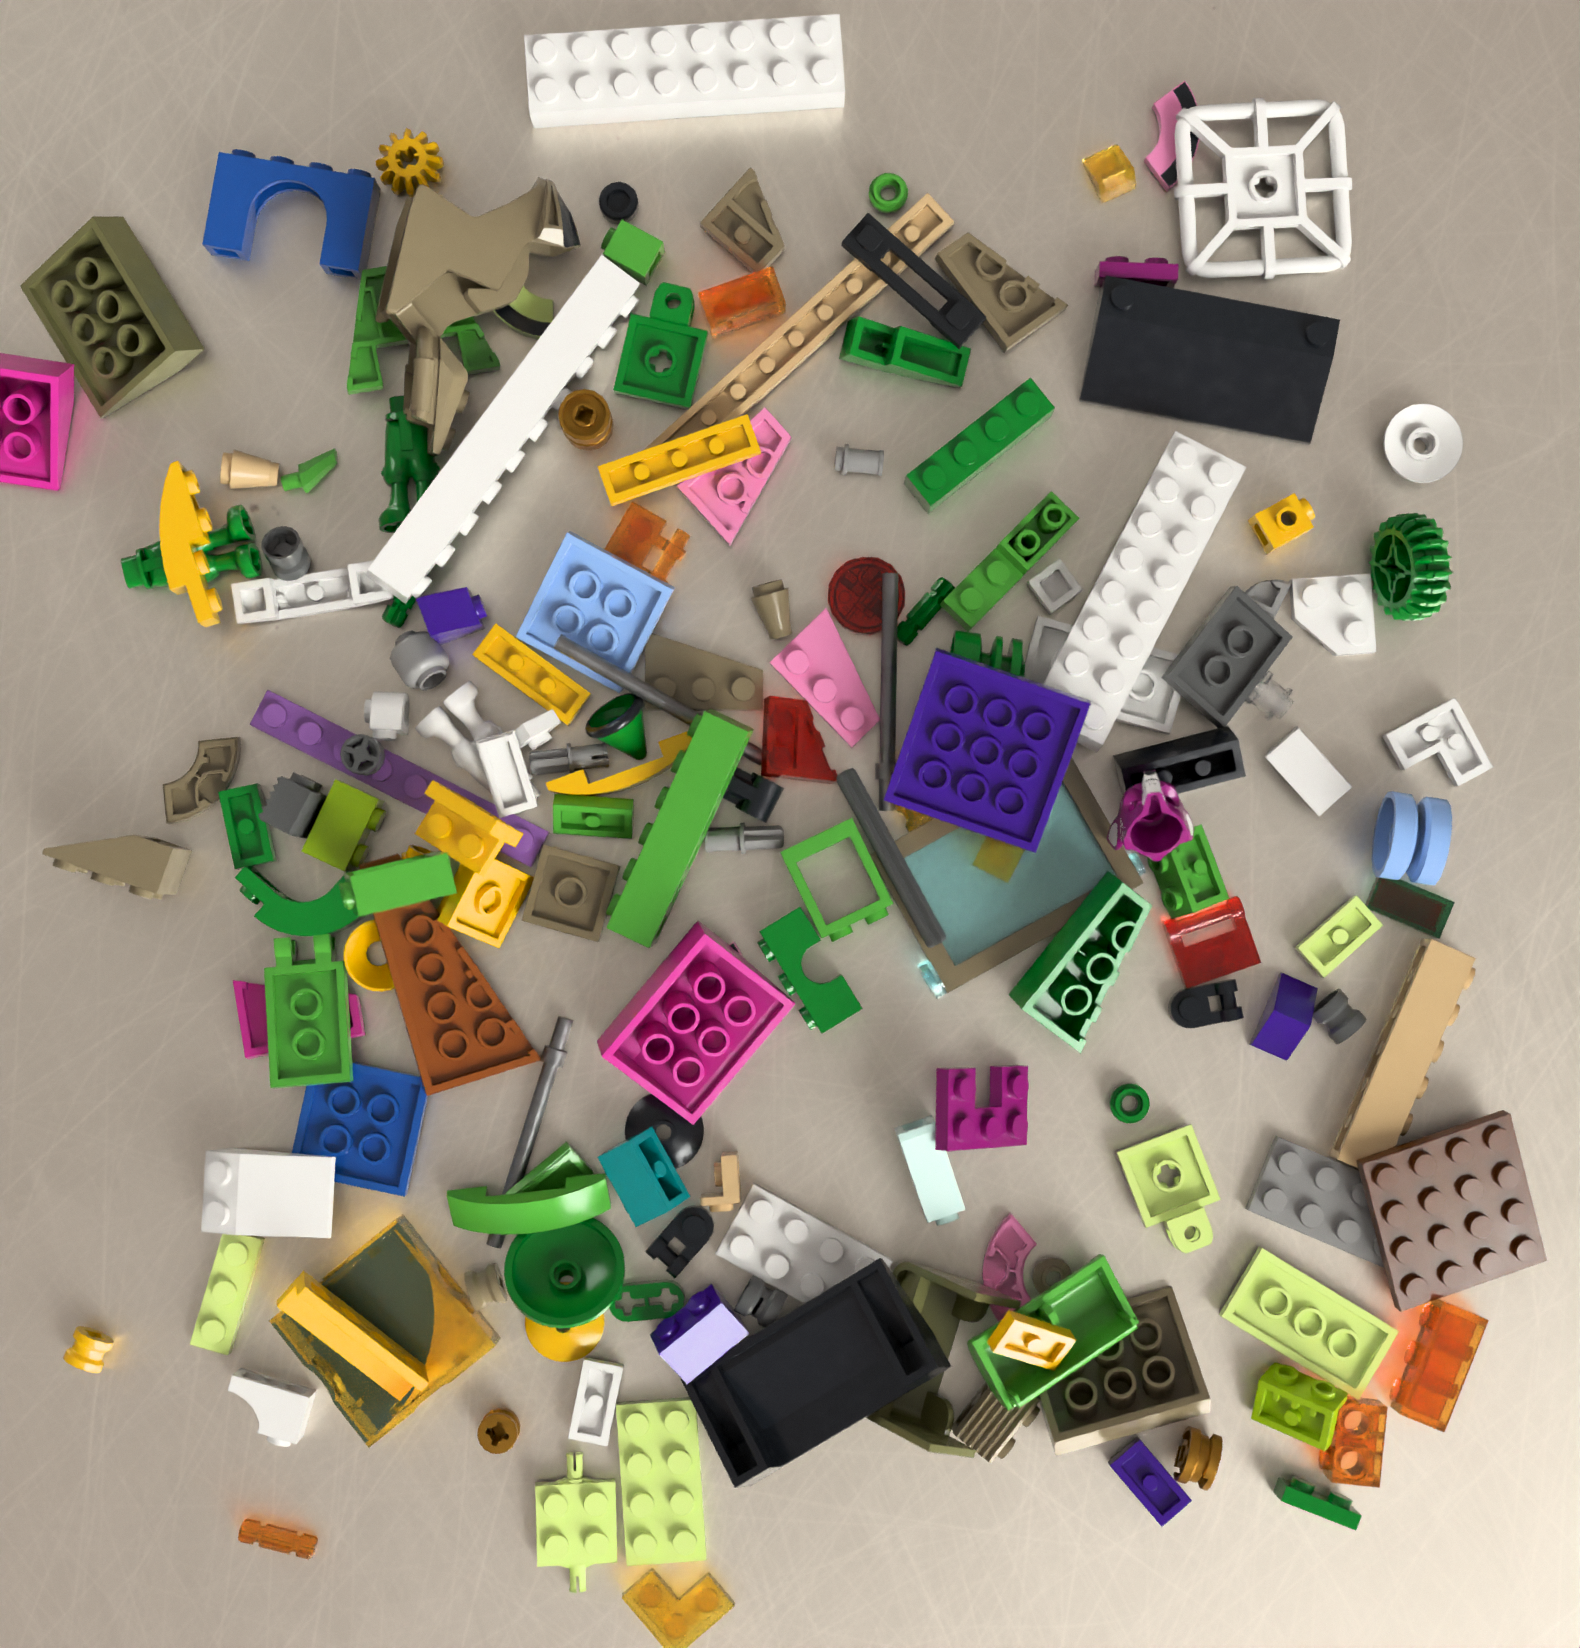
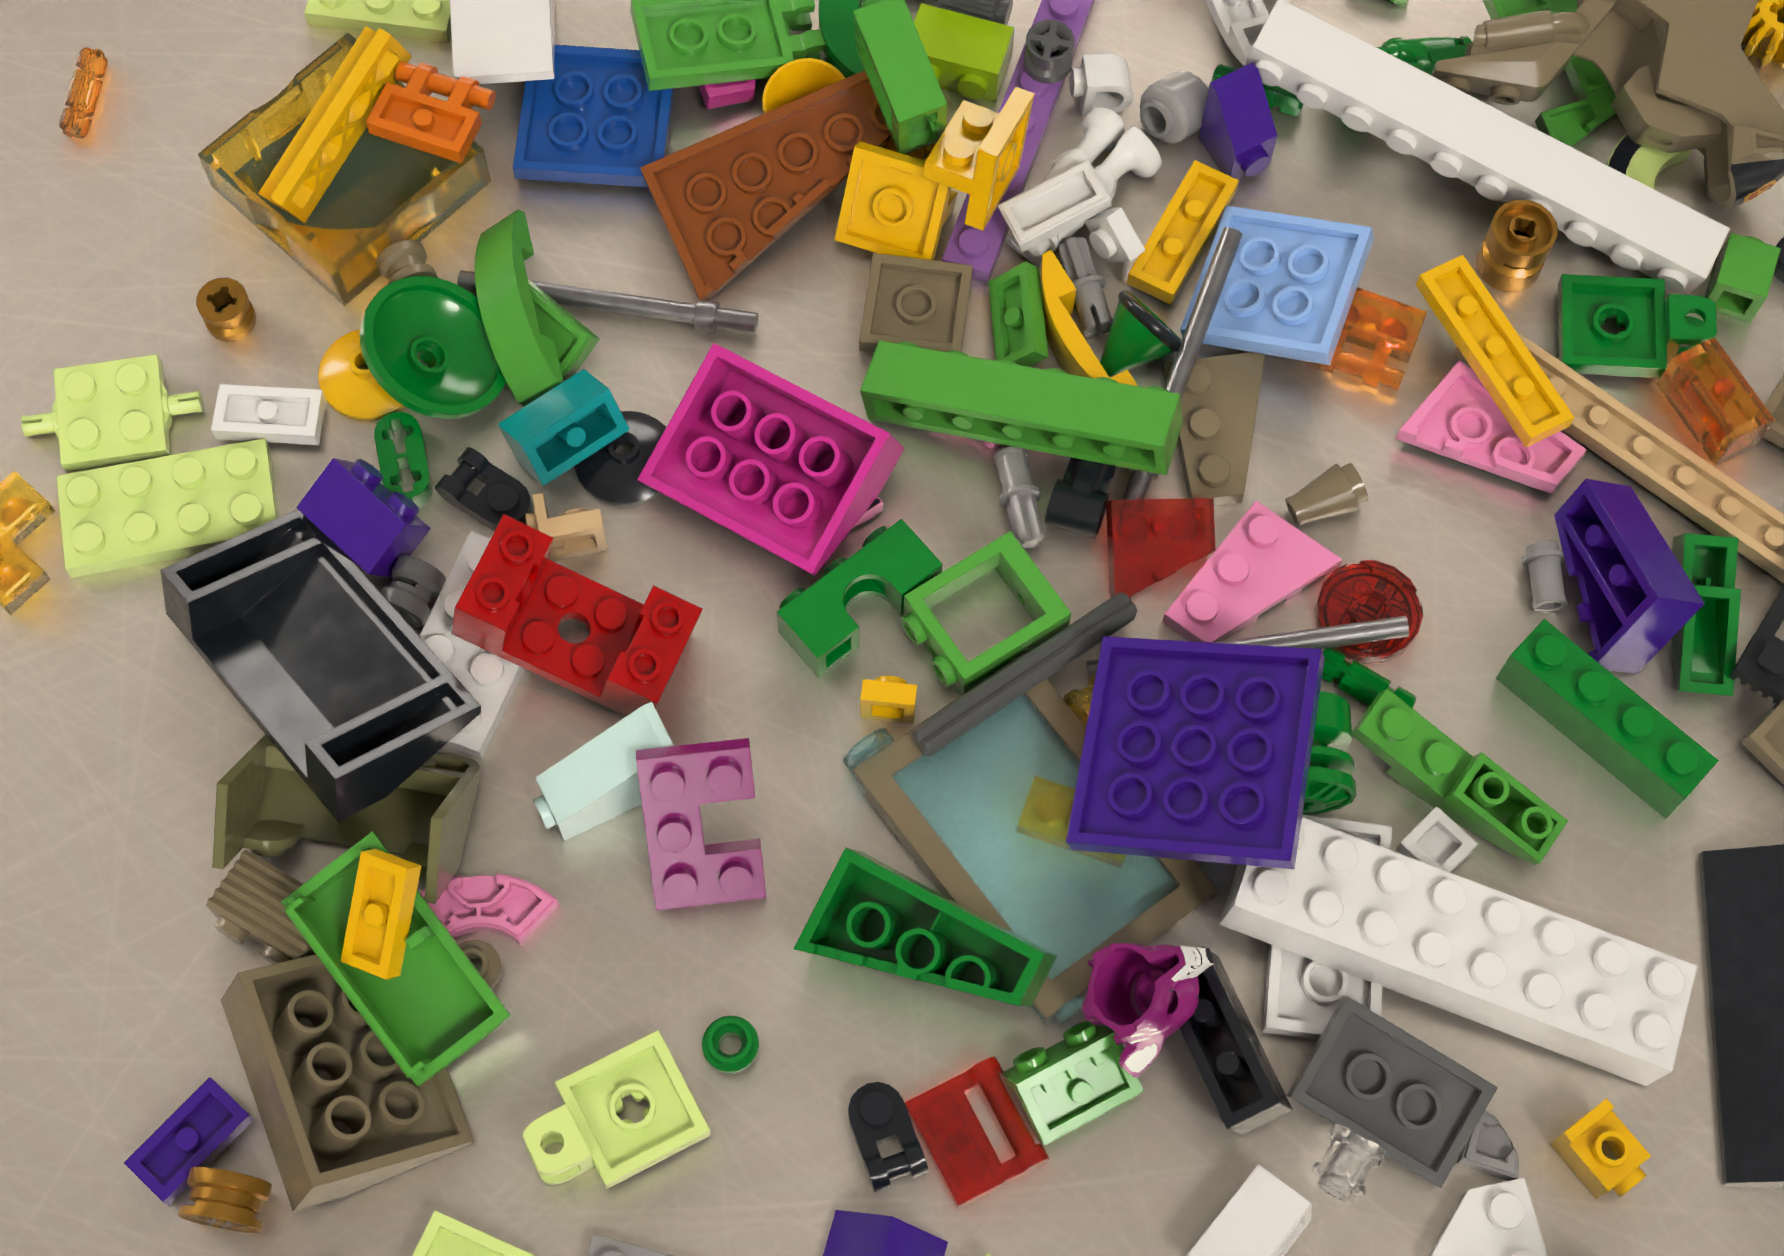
camera: 85 degrees right, 20 degrees down
(279, 1405) = (245, 68): white arch -> none
(372, 1263) = (428, 122): none -> orange plate
(835, 1146) = (522, 599): none -> red plate
(872, 405) = (1625, 573): none -> dark purple wedge
(892, 959) = (888, 699): none -> yellow plate

